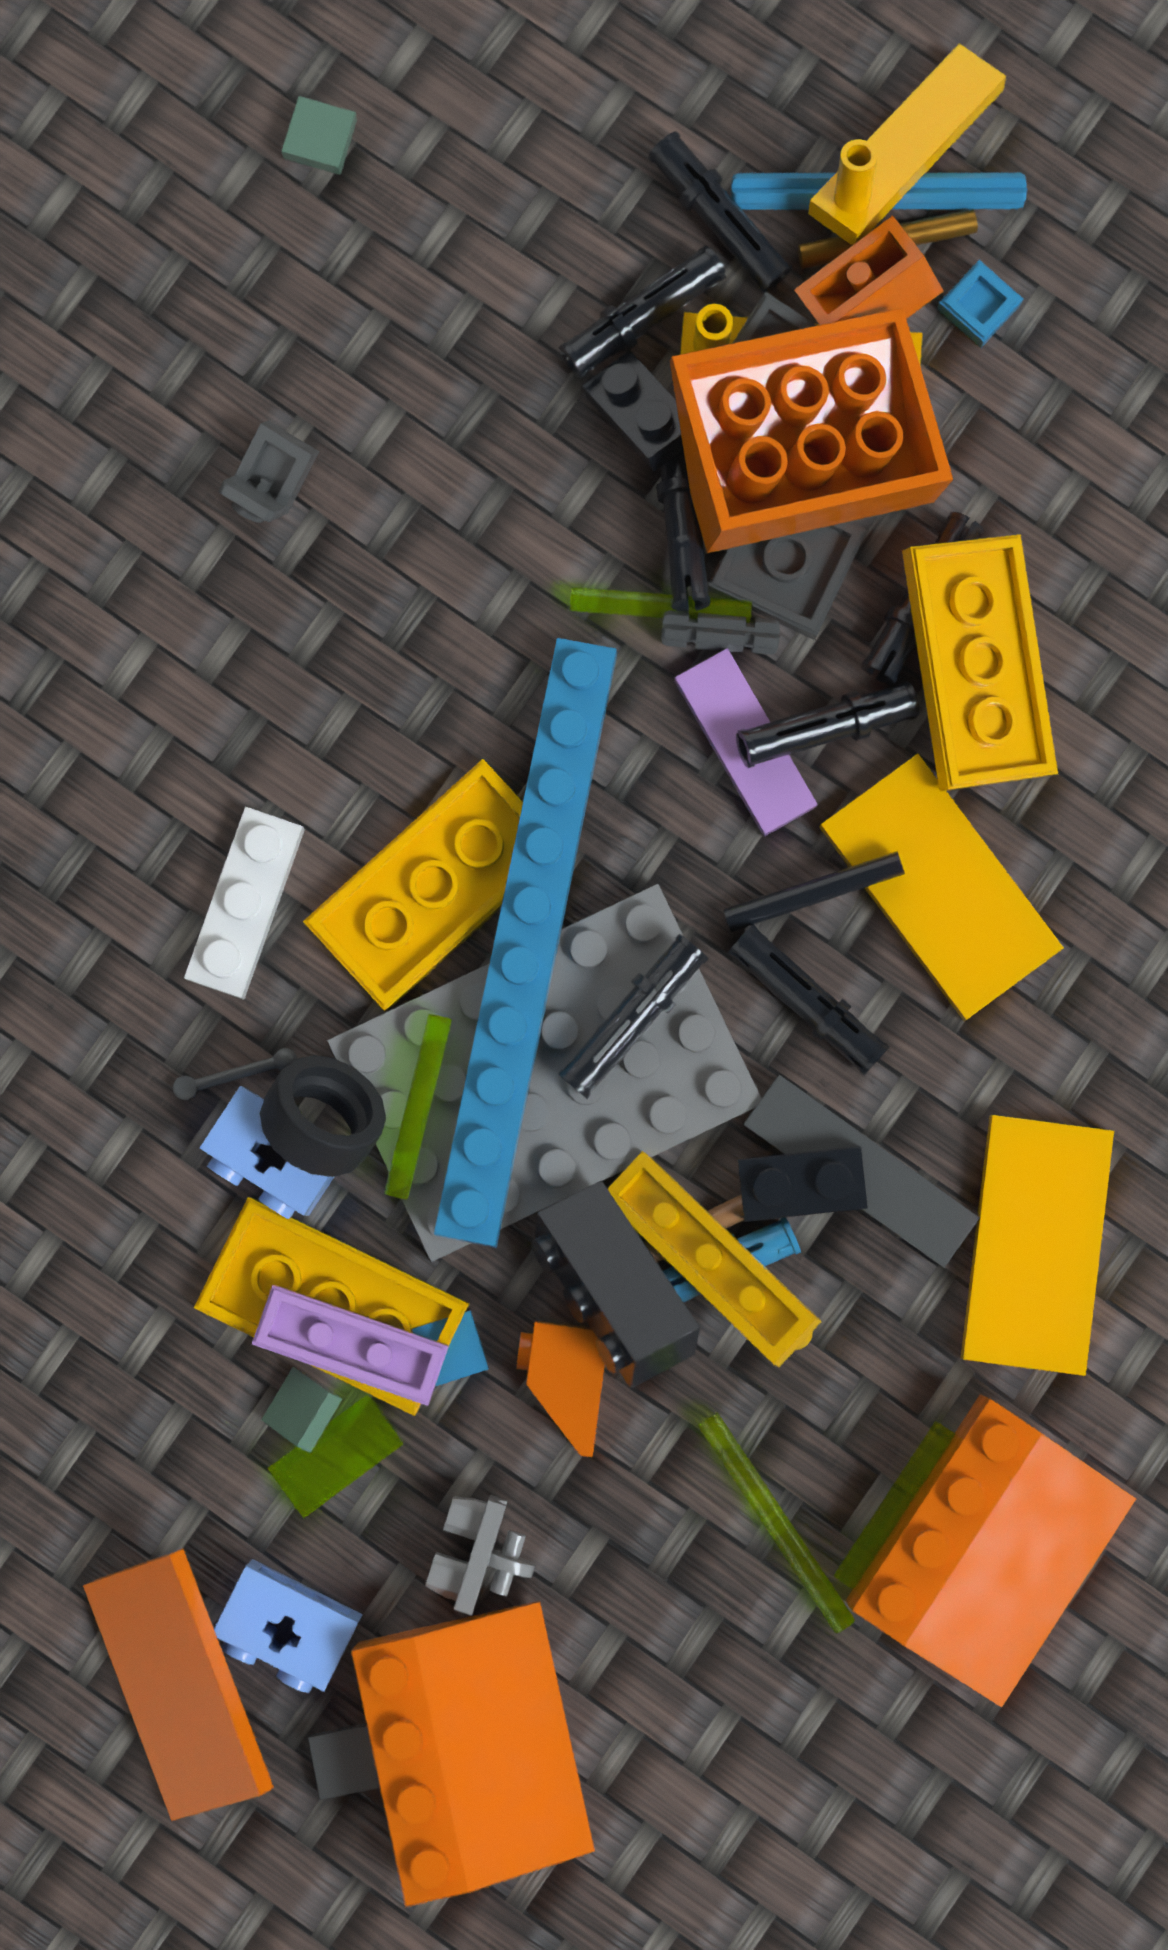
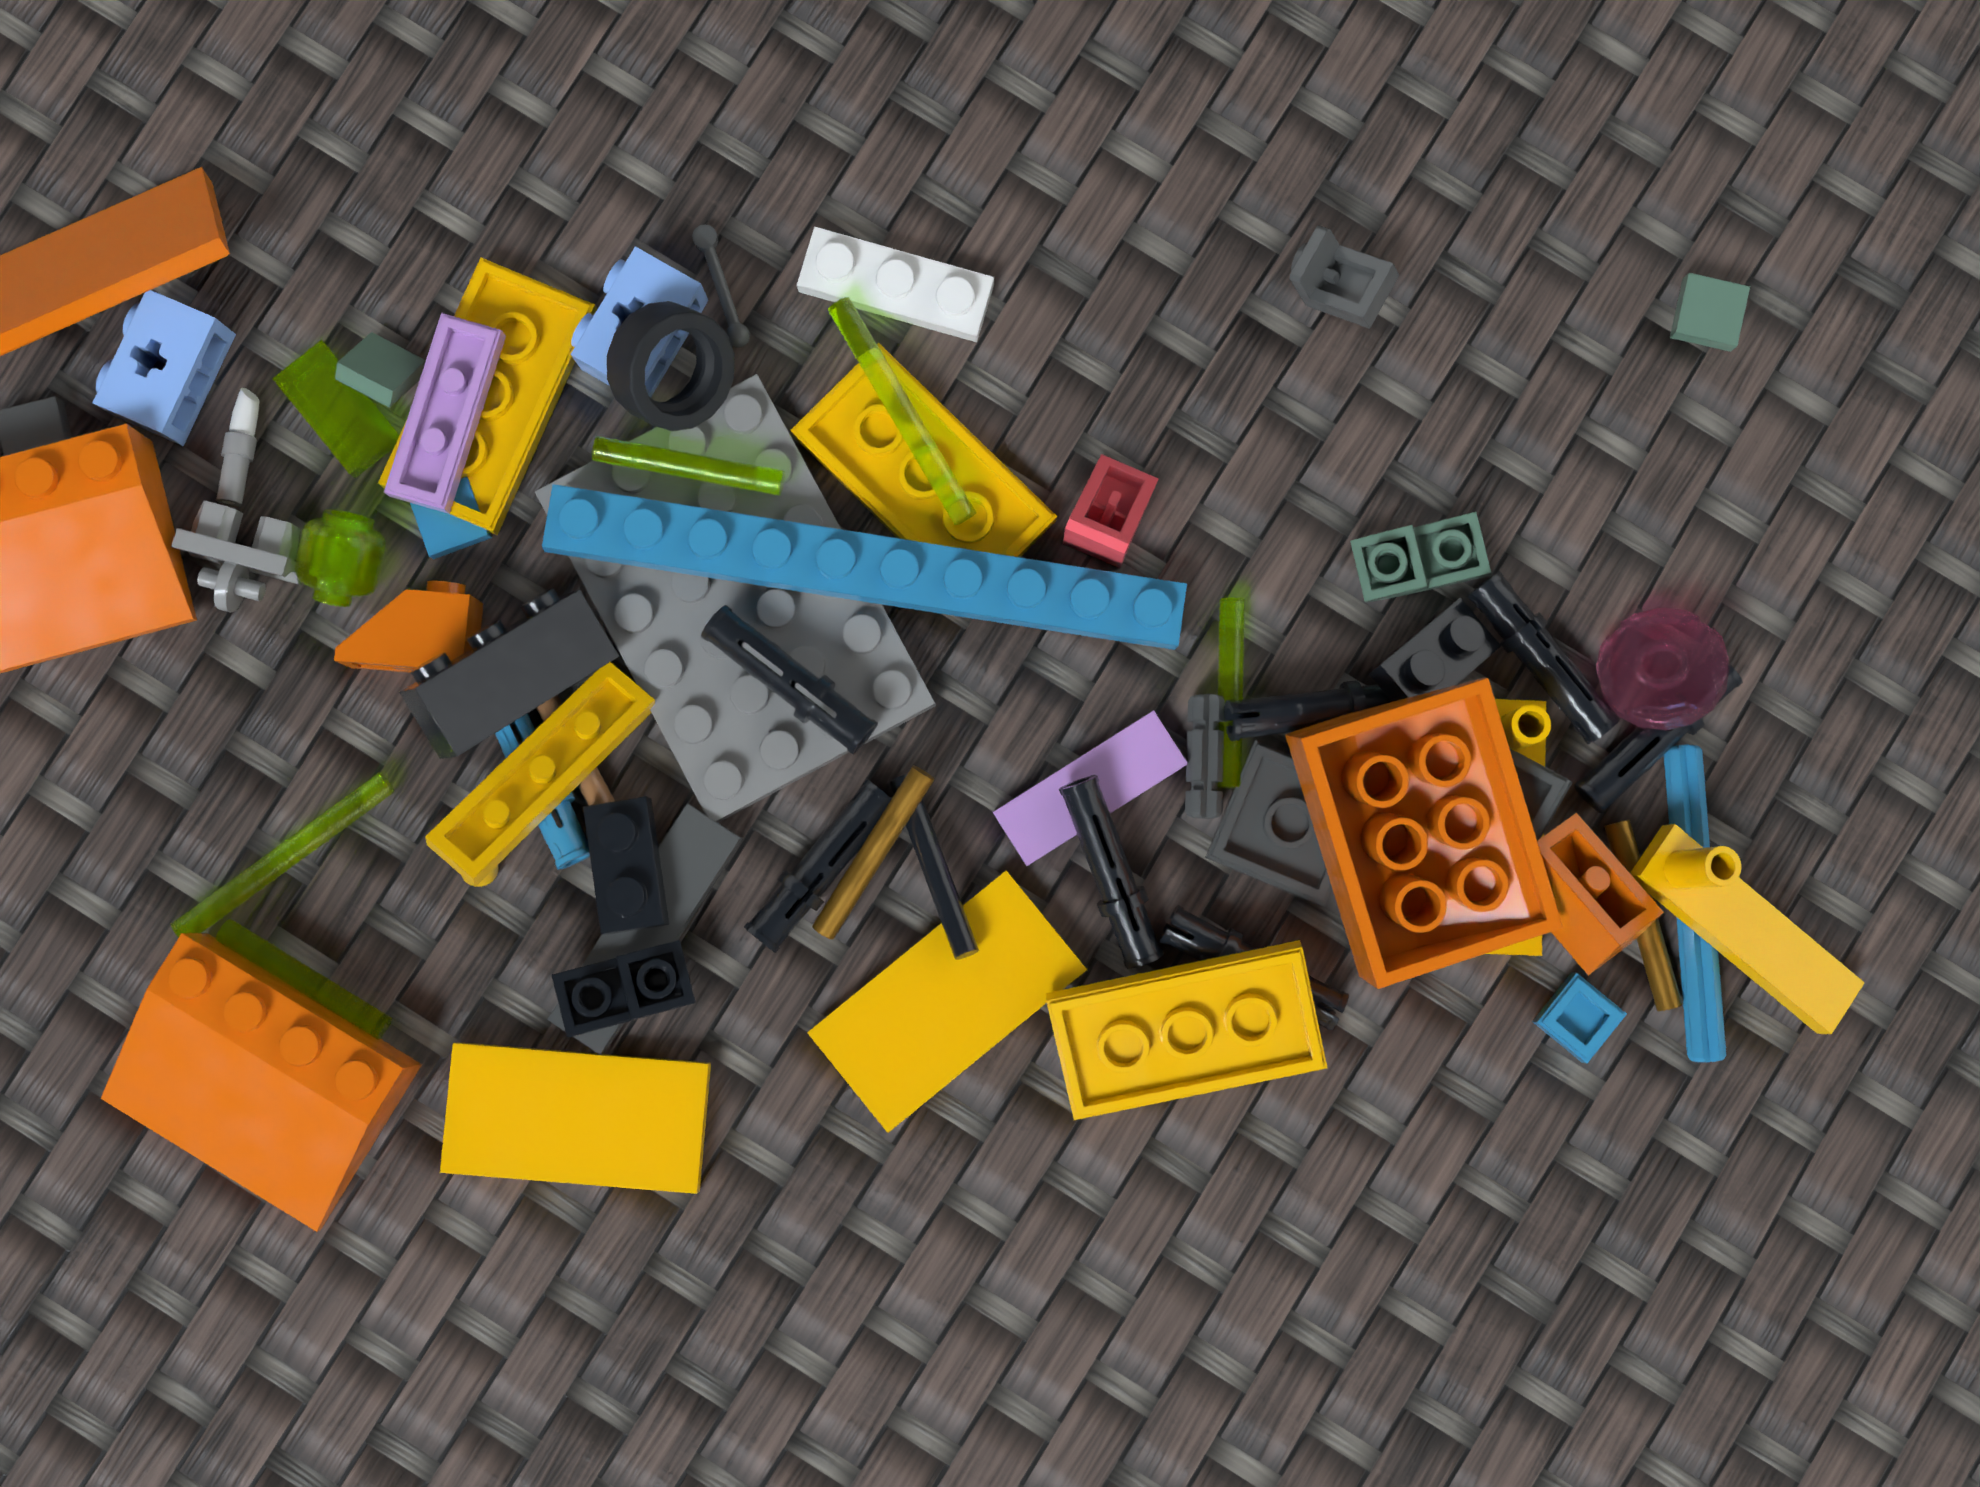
camera: 90 degrees right, 0 degrees up
(370, 1556) = (238, 449): none -> light grey piece
(373, 900) = (901, 411): none -> clear neon green bar
(481, 706) = (1109, 511): none -> coral slope
(486, 1453) = (340, 557): none -> clear neon green head
(540, 419) = (1420, 557): none -> sand green slope
(661, 202) = (1663, 669): none -> clear pink tile
(799, 948) = (873, 852): none -> pearl gold bar
(920, 1190) = (623, 989): none -> black slope

